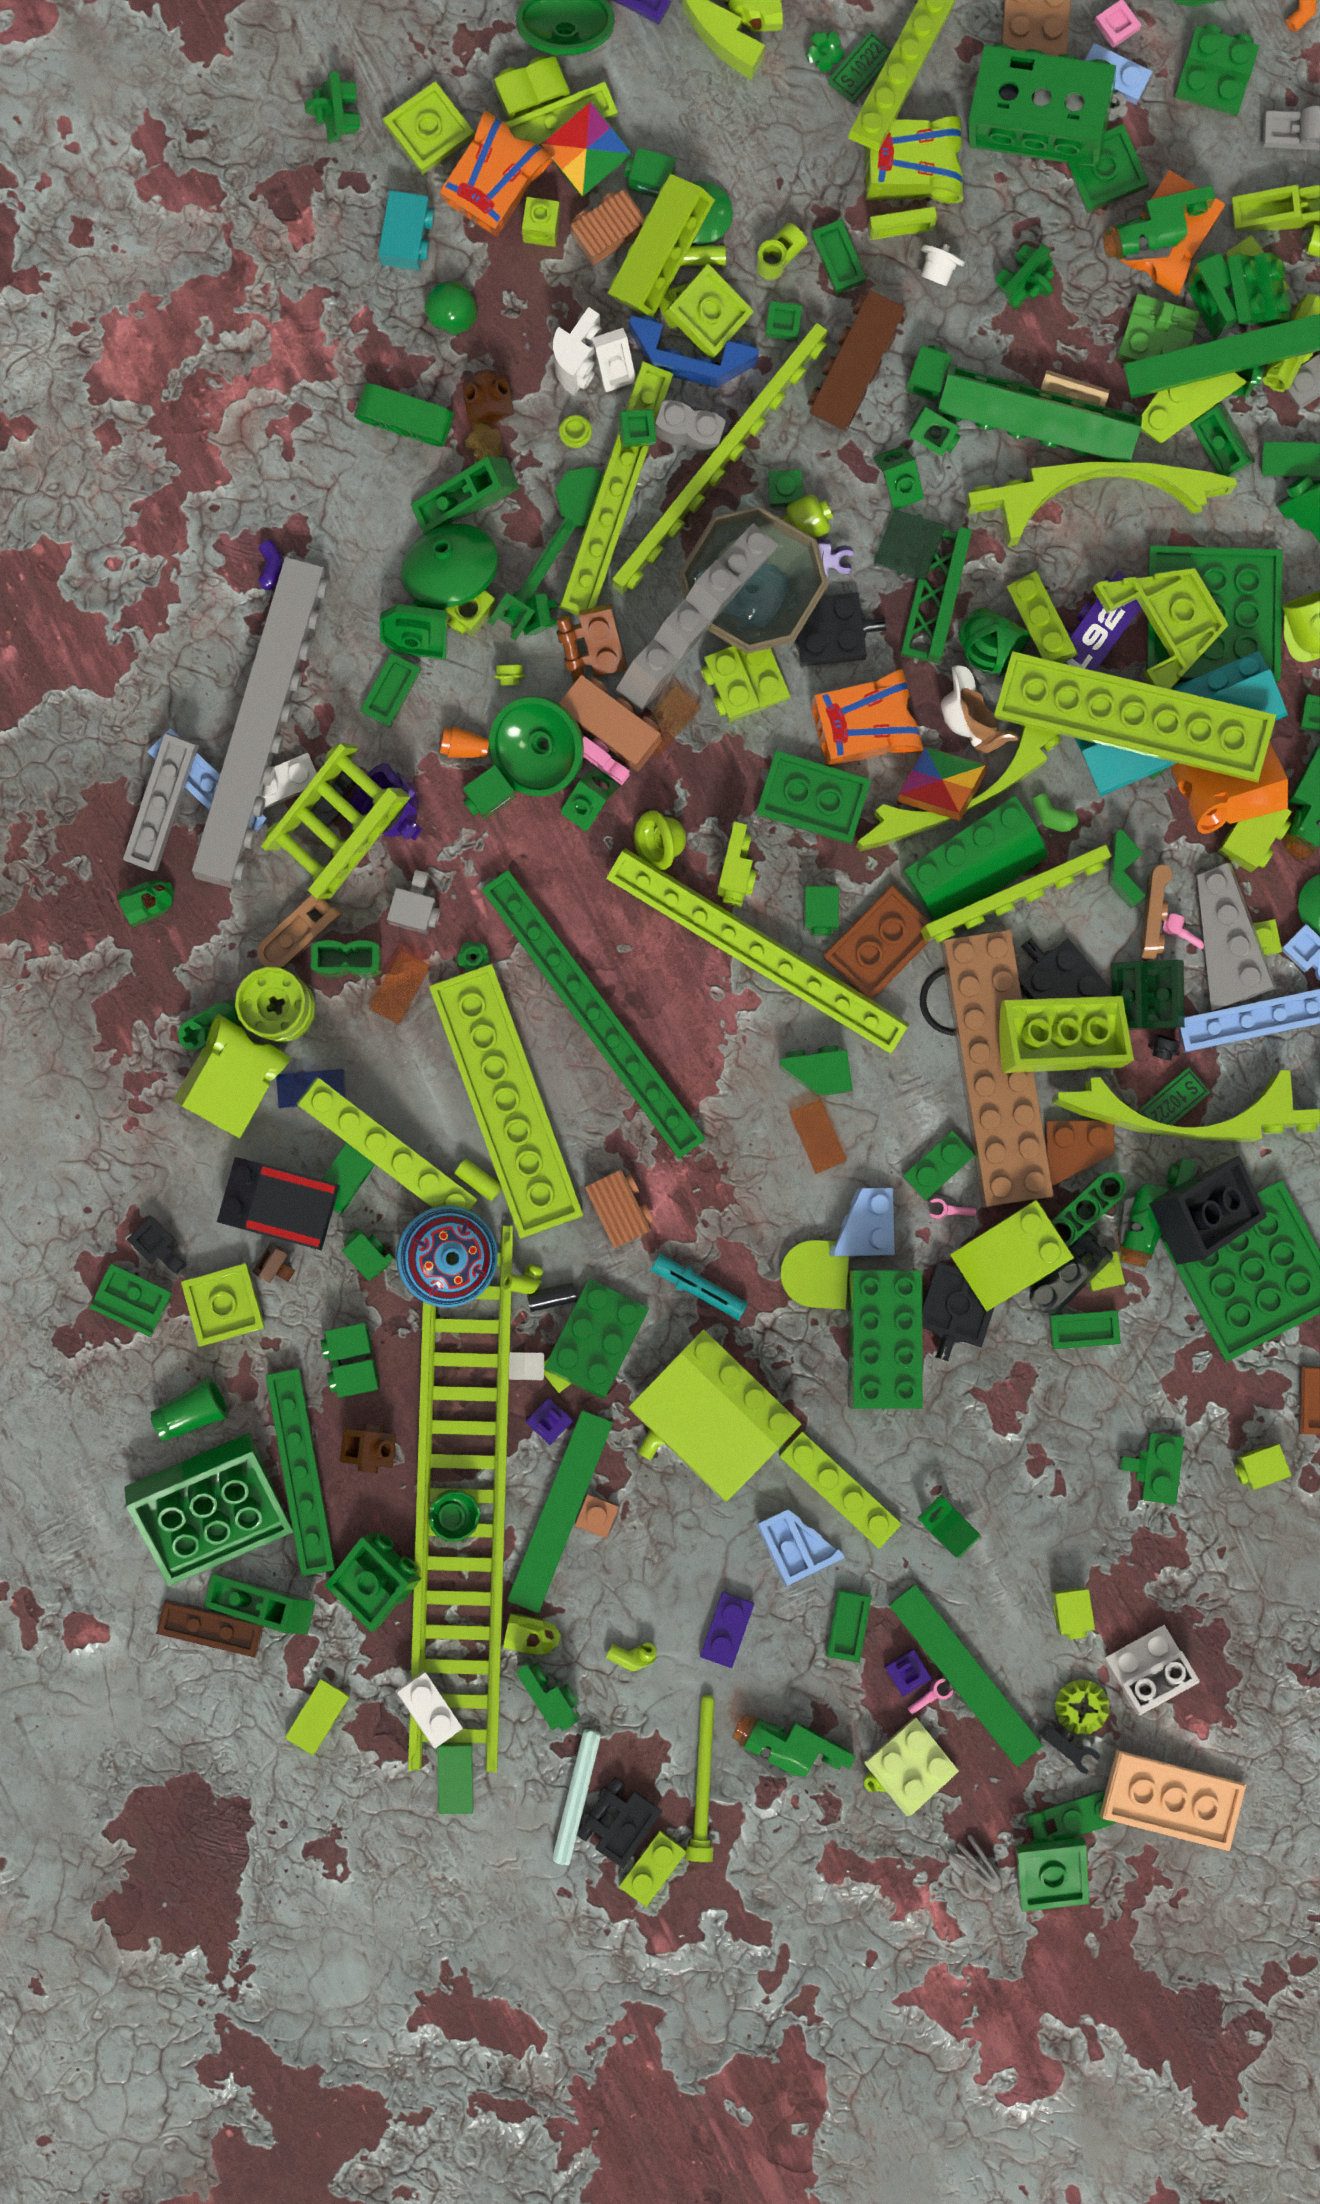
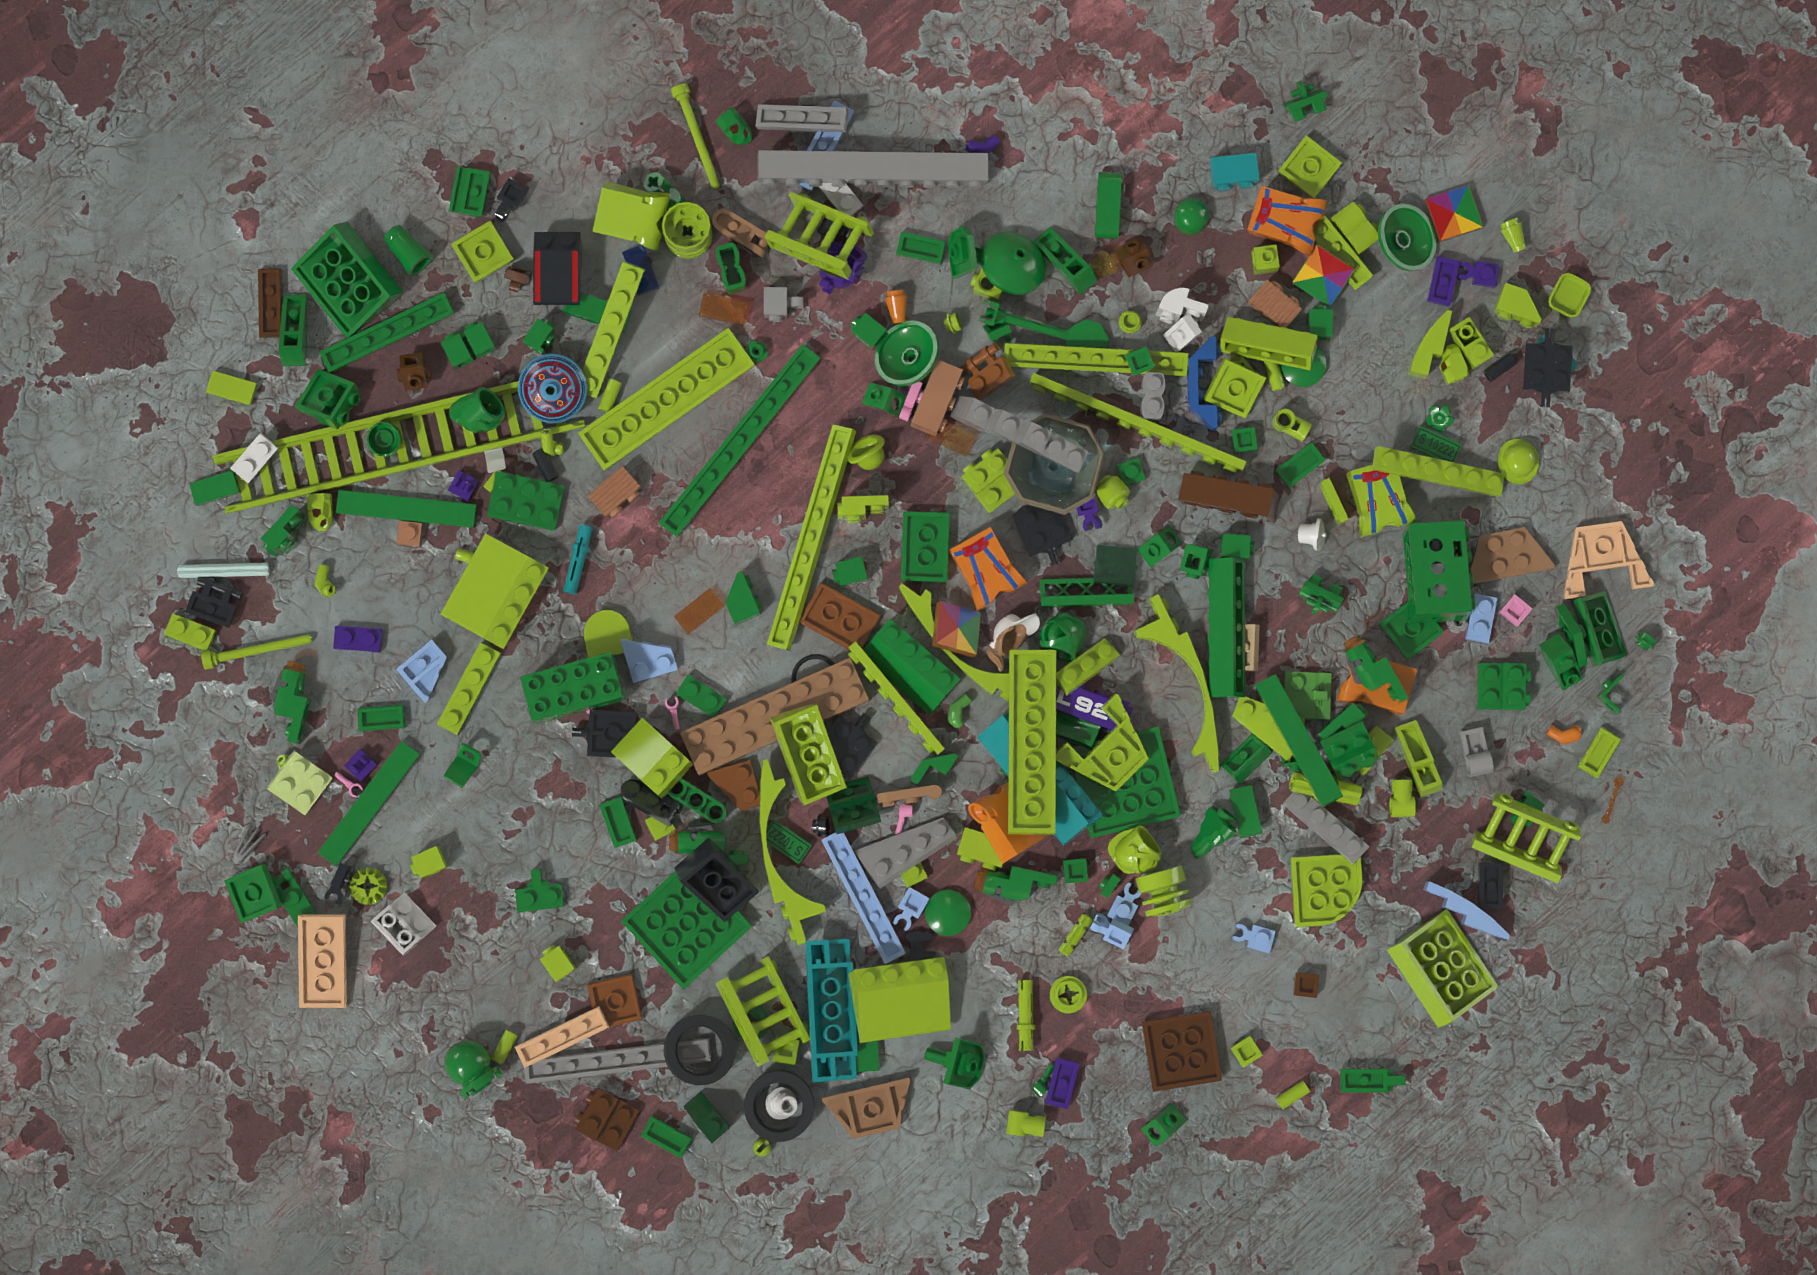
camera: 75 degrees right, 0 degrees up
(77, 963) = (681, 94): none -> lime piece
(454, 1375) = (475, 413): none -> green helmet
(1128, 654) = (1076, 730): none -> green tile

